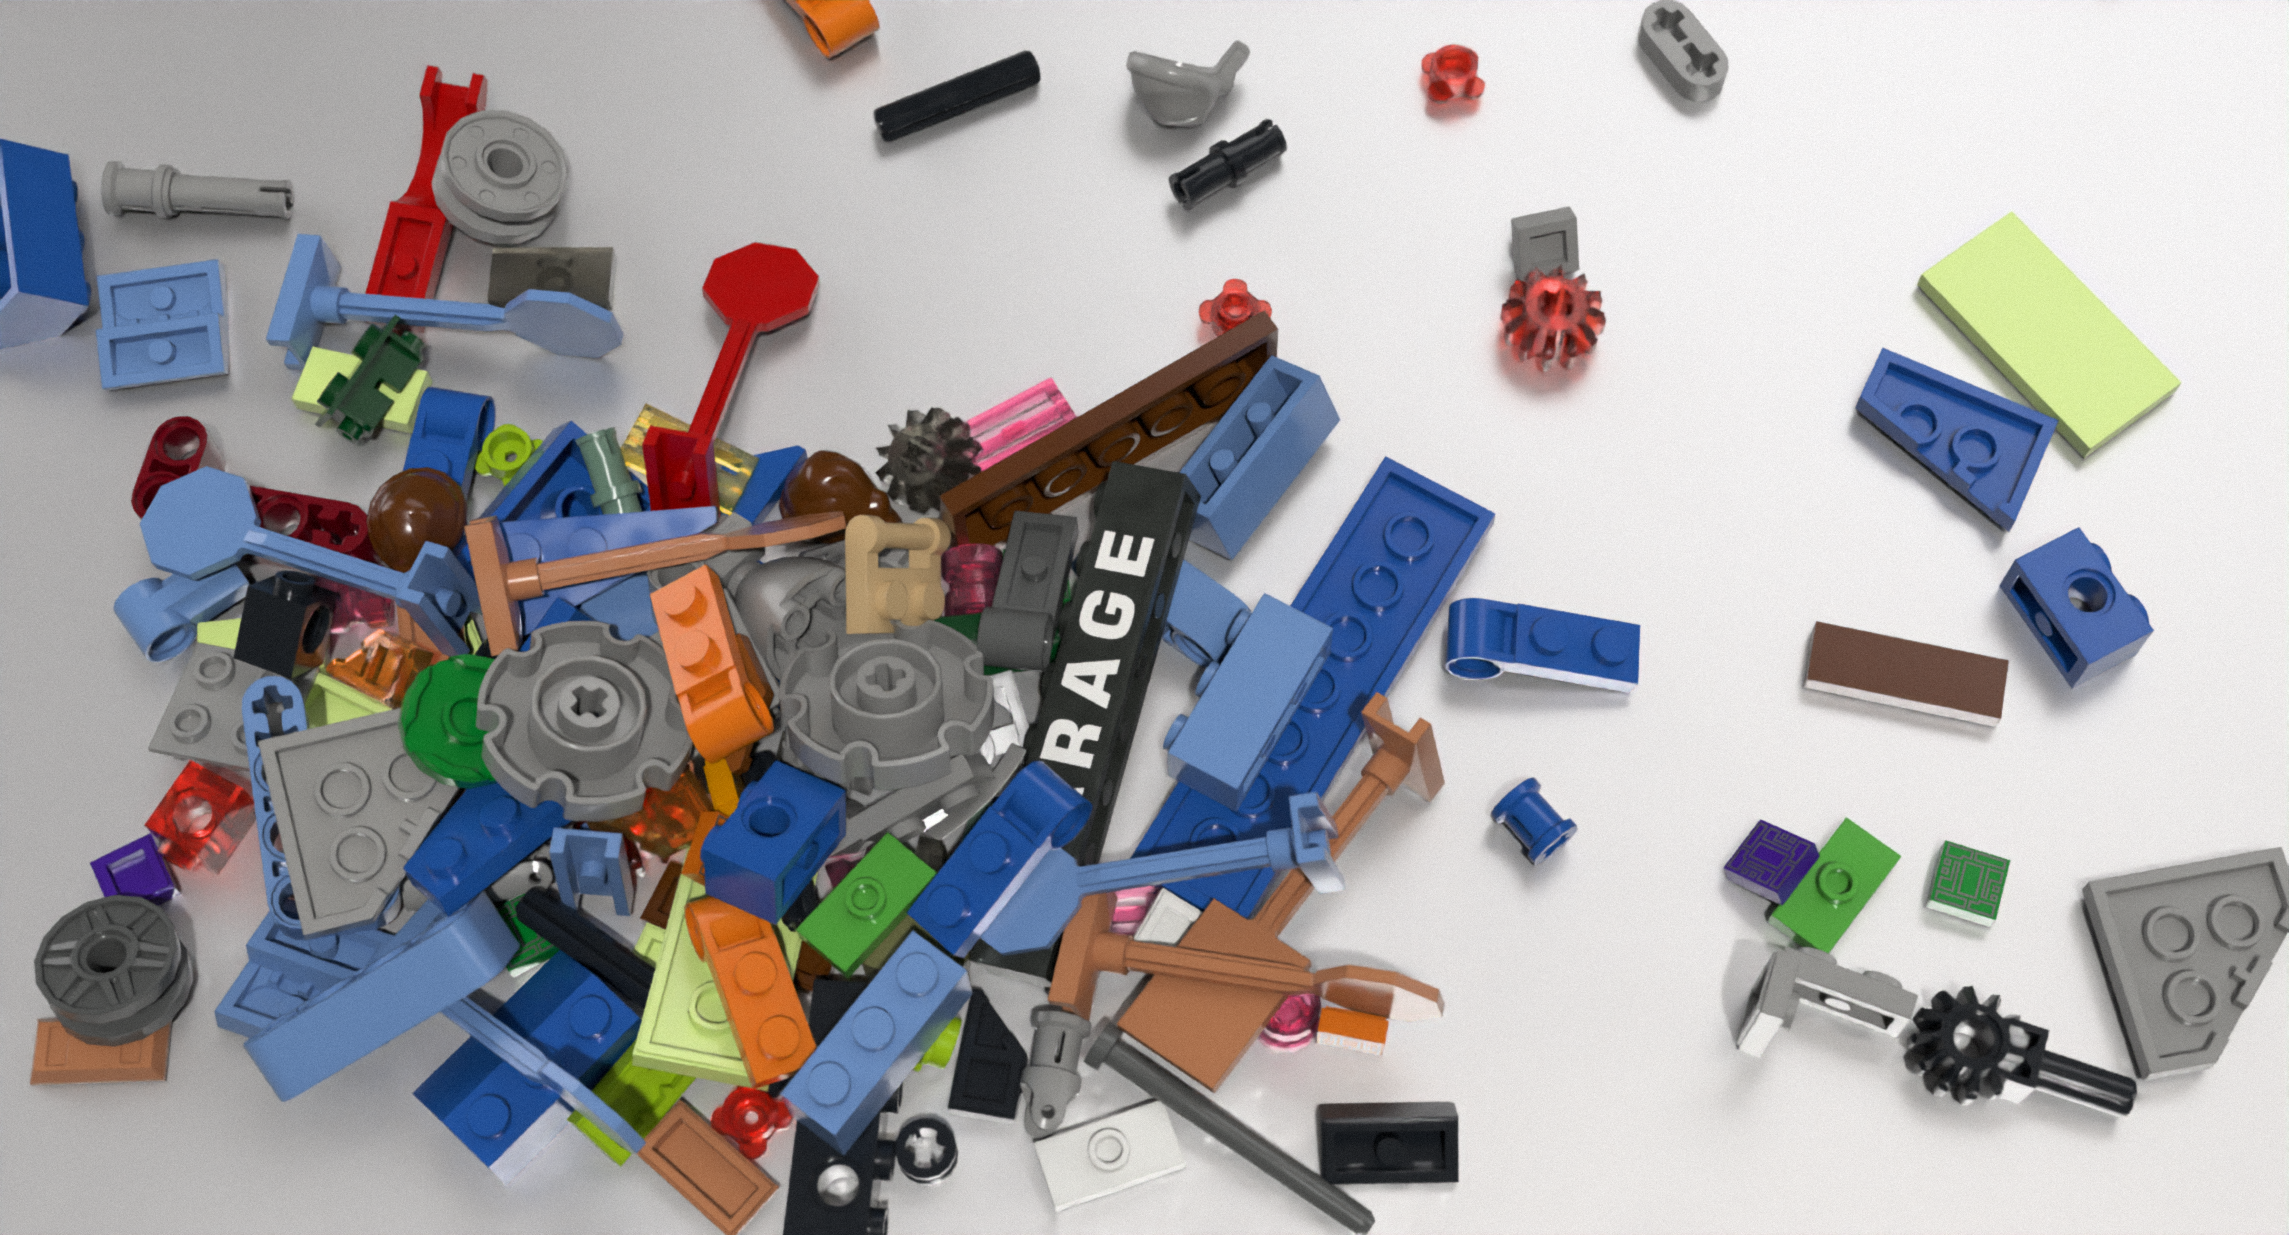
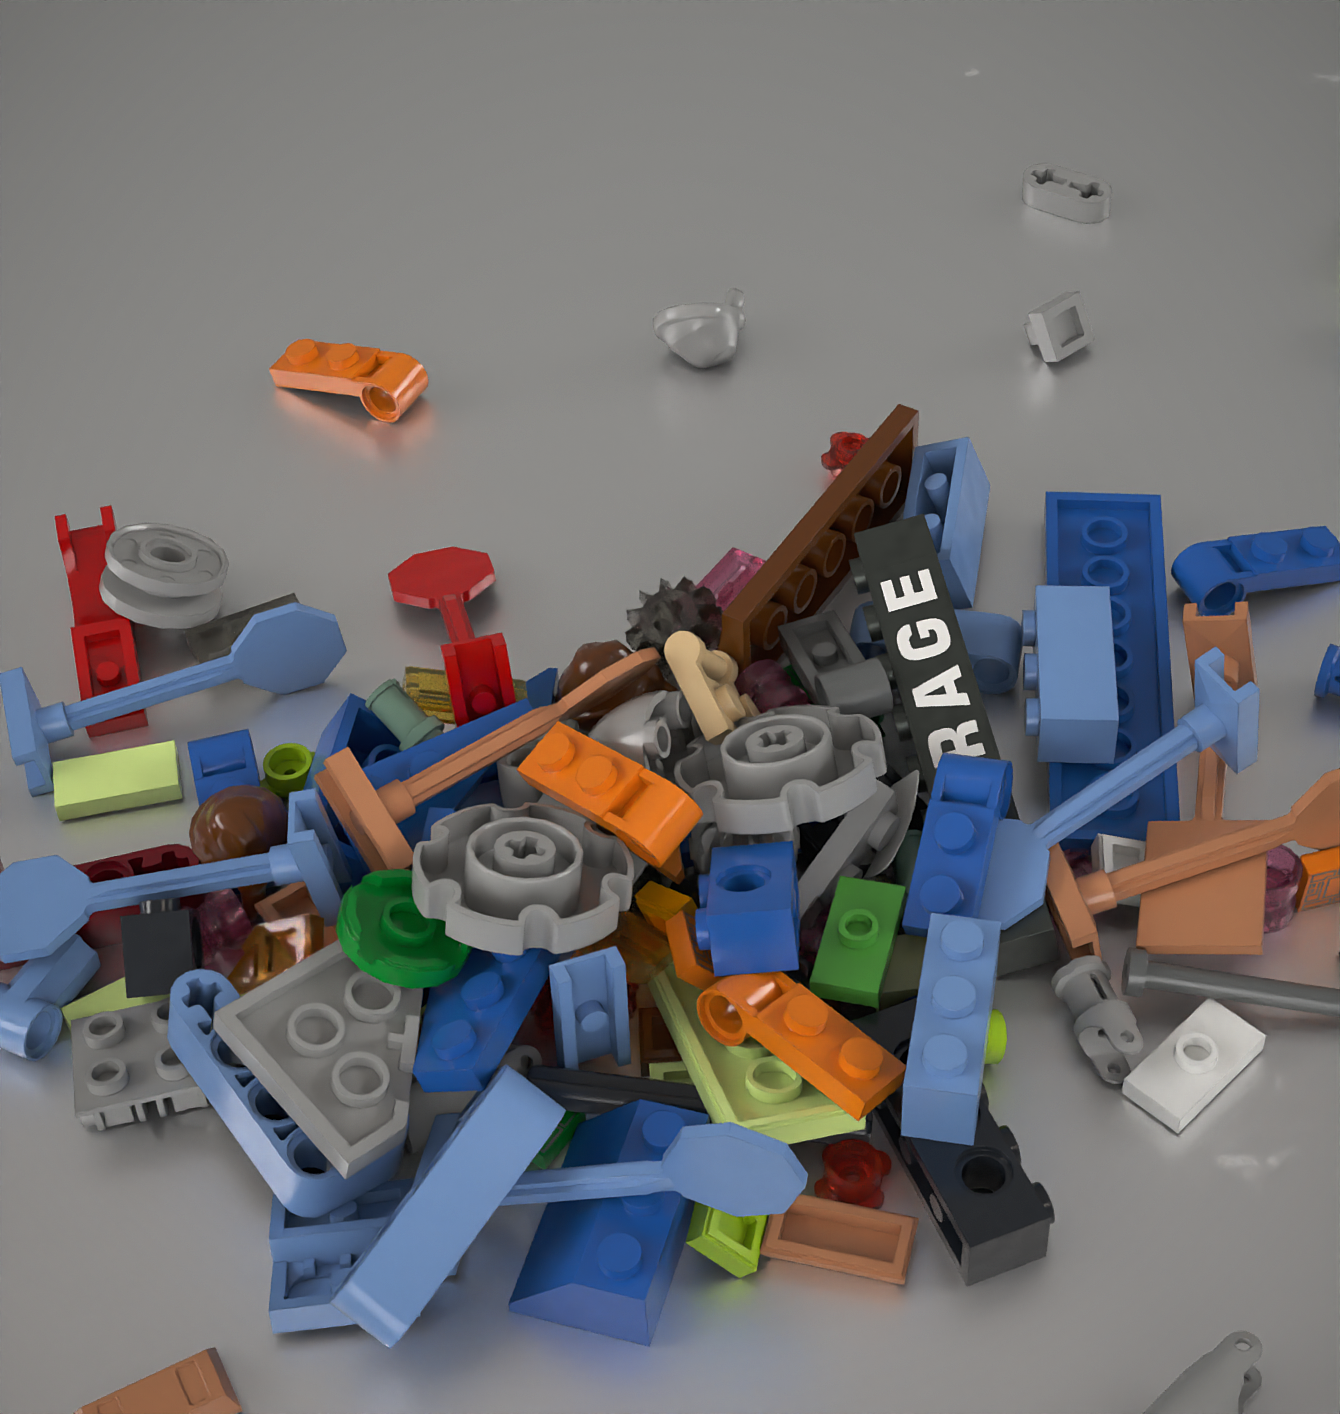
camera: 25 degrees left, 20 degrees down
(114, 970) = (143, 1318): dark grey wheel -> none
(137, 872) = (111, 1246): dark purple tile -> none
(191, 796) = (155, 1134): clear red brick -> none
(353, 398) = (117, 774): dark green hinge -> none
(907, 1160) = (1046, 1120): black bush -> none
(957, 95) = (521, 404): black axle -> none
(987, 1067) = (1042, 1049): black tile -> none
(1227, 163) = (775, 368): black pin -> none
(1457, 61) = (908, 259): clear red plate -> none
(1552, 318) = (1103, 367): clear red gear -> none

